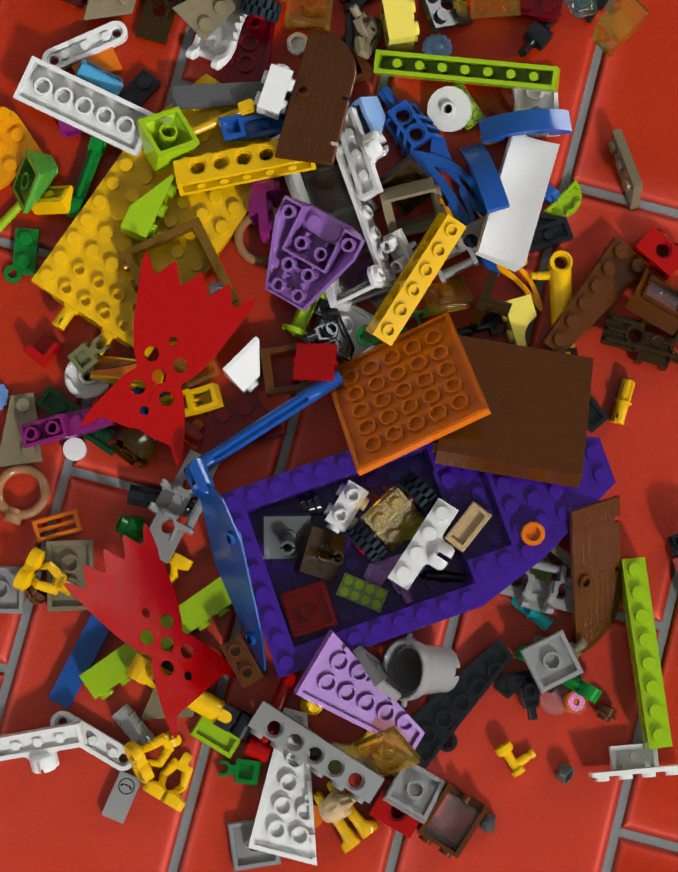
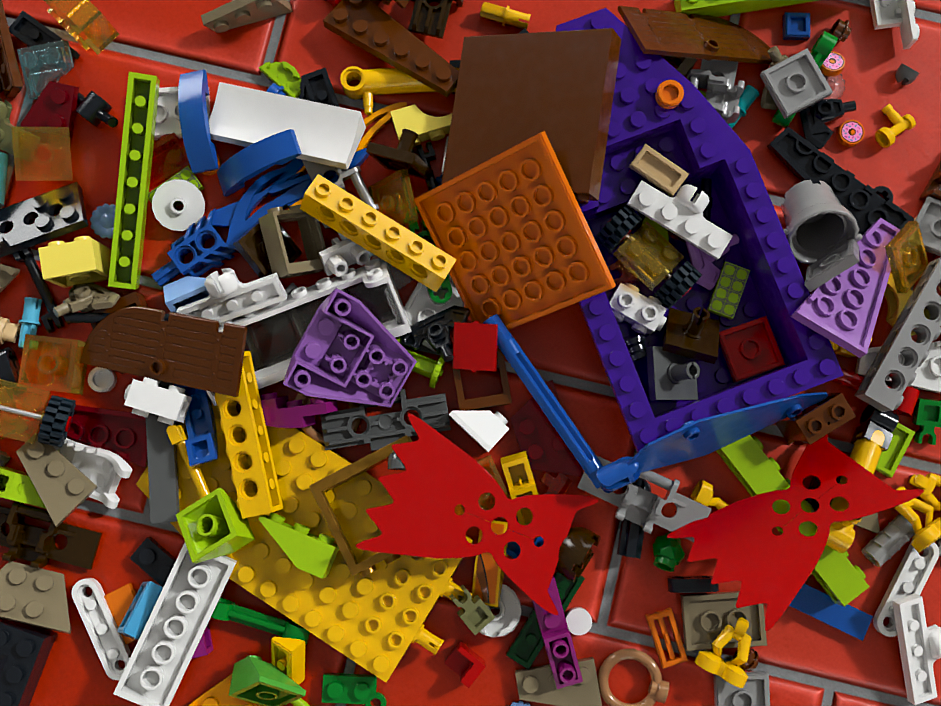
camera: 85 degrees left, 0 degrees up
(102, 543) = (691, 584): none -> black beam
(247, 284) = (383, 428): none -> dark grey piece
(508, 717) = (850, 133): none -> tile
(612, 672) = (796, 26): none -> blue tile

